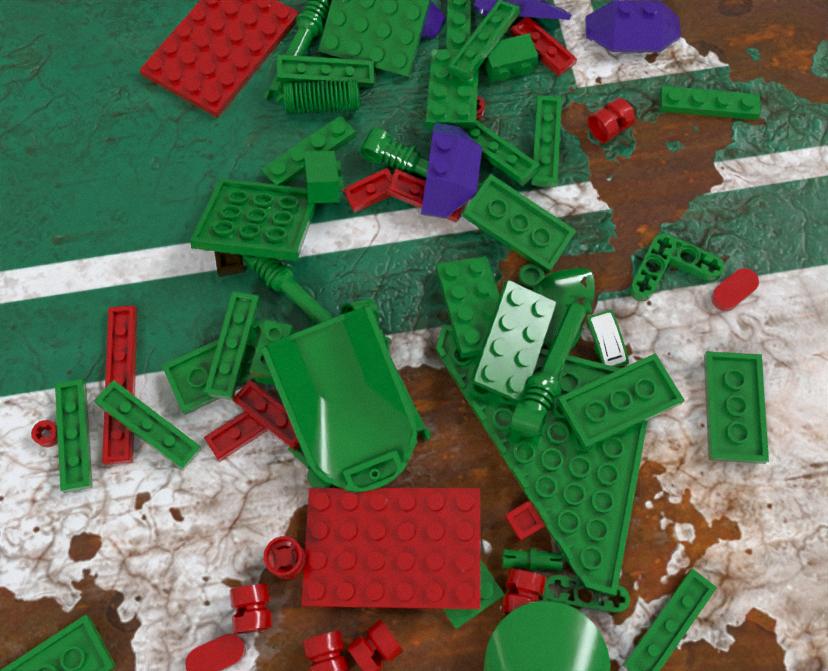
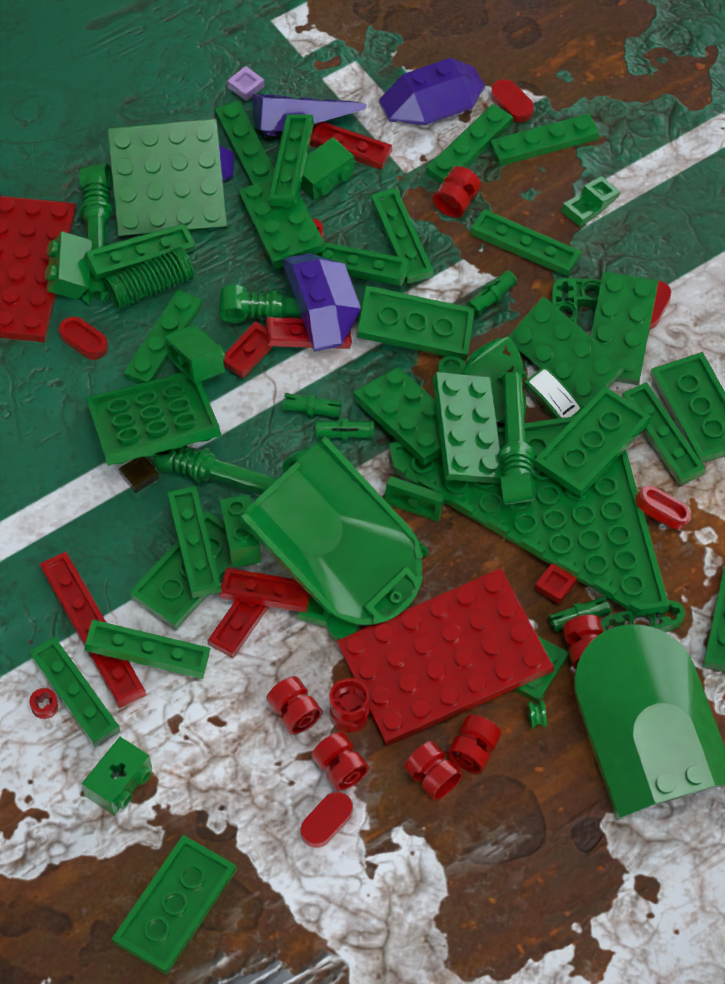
camera: 25 degrees left, 10 degrees down
(48, 532) = (119, 761): none -> green brick
(240, 535) = (294, 705): none -> red wheel
(247, 126) = (83, 338): none -> red tile
(260, 65) = (67, 268): none -> green brick
(398, 261) = (312, 405): none -> green pin
(414, 294) = (324, 428): none -> green pin
(439, 384) = (414, 498): none -> green plate
(446, 644) = (537, 714): none -> green bush
(598, 222) = (492, 292): none -> green pin
(637, 304) = (566, 350): none -> green plate
(644, 81) = (470, 142): none -> green plate
(650, 189) = (526, 243): none -> green plate
(656, 490) = (663, 507): none -> red tile
(690, 419) = (666, 436): none -> green plate
(697, 58) = (512, 100): none -> red tile
(697, 301) = (624, 320): none -> green plate
(726, 173) = (591, 202): none -> green slope

